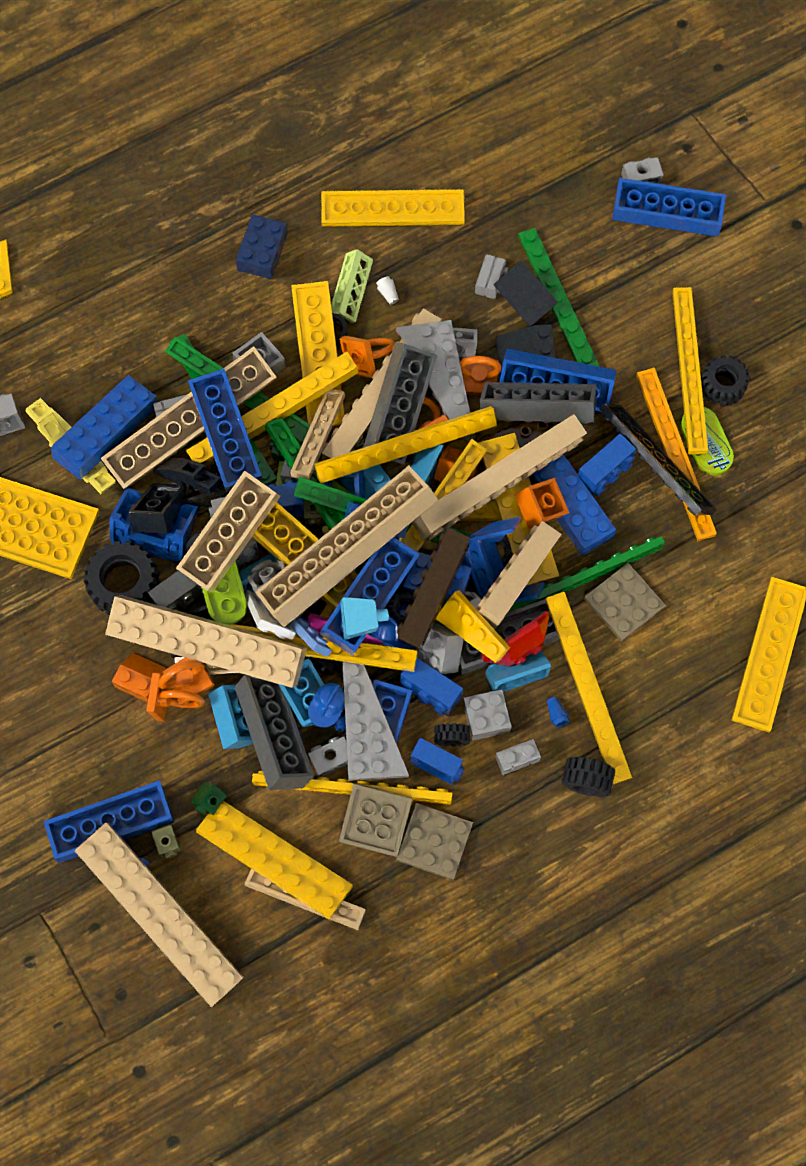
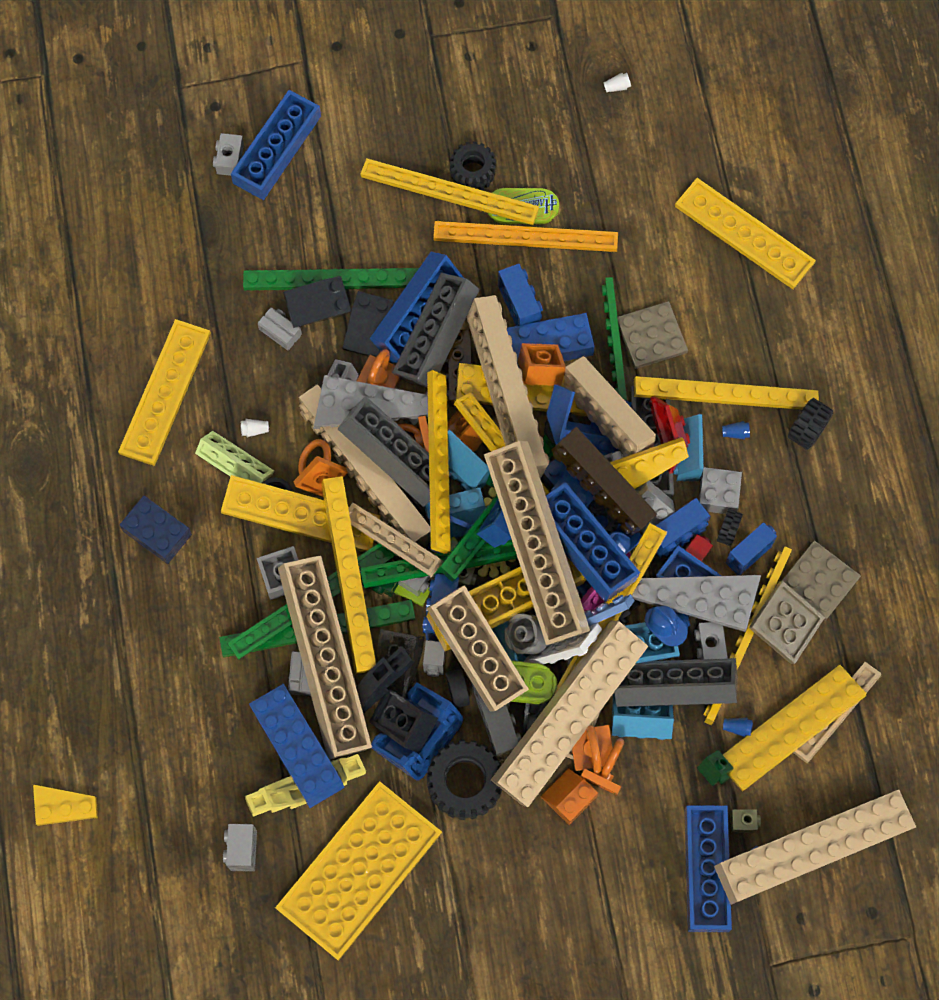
camera: 70 degrees left, 0 degrees up
(224, 427) = (361, 621): blue brick -> none
(259, 809) = (738, 726): none -> blue cone
(360, 616) = (613, 554): medium azure torso -> none
(419, 714) = (700, 547): none -> red brick
(517, 757) = (768, 479): light grey brick -> none
(658, 459) = (537, 249): black plate -> none

